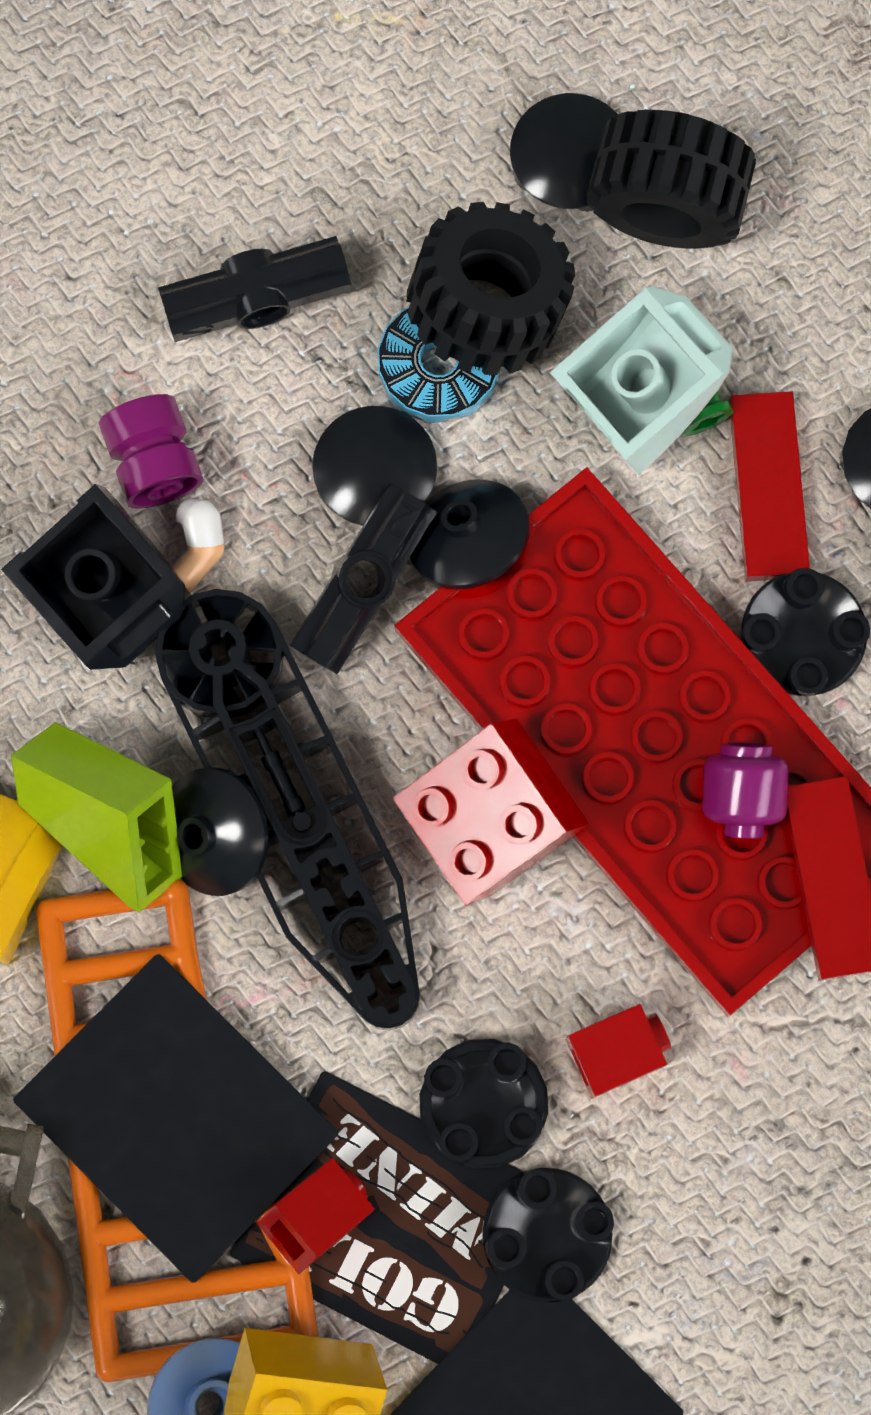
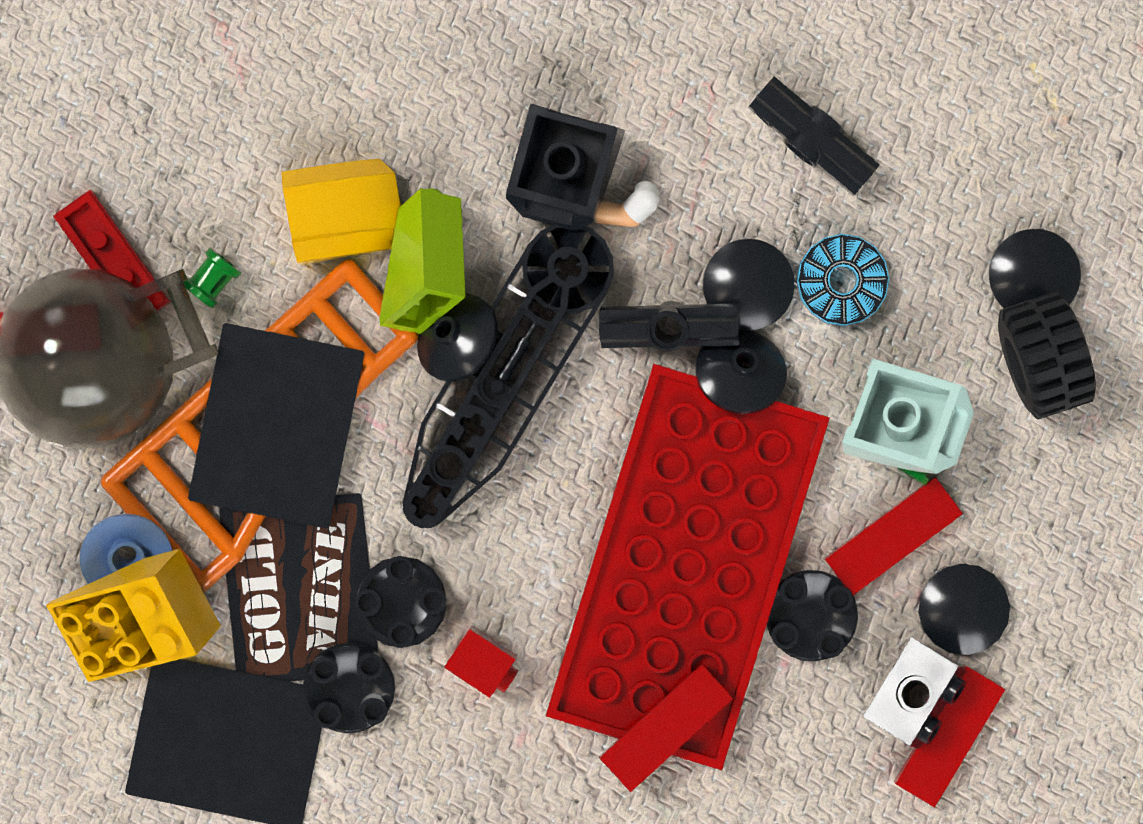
camera: 60 degrees right, 10 degrees up
(147, 440) = (665, 143): magenta wheel -> none
(316, 1214) = (271, 547): red brick -> none
(490, 810) = (574, 497): brick -> none
(501, 250) = (937, 281): black tyre -> none
(745, 788) = (685, 642): magenta head -> none

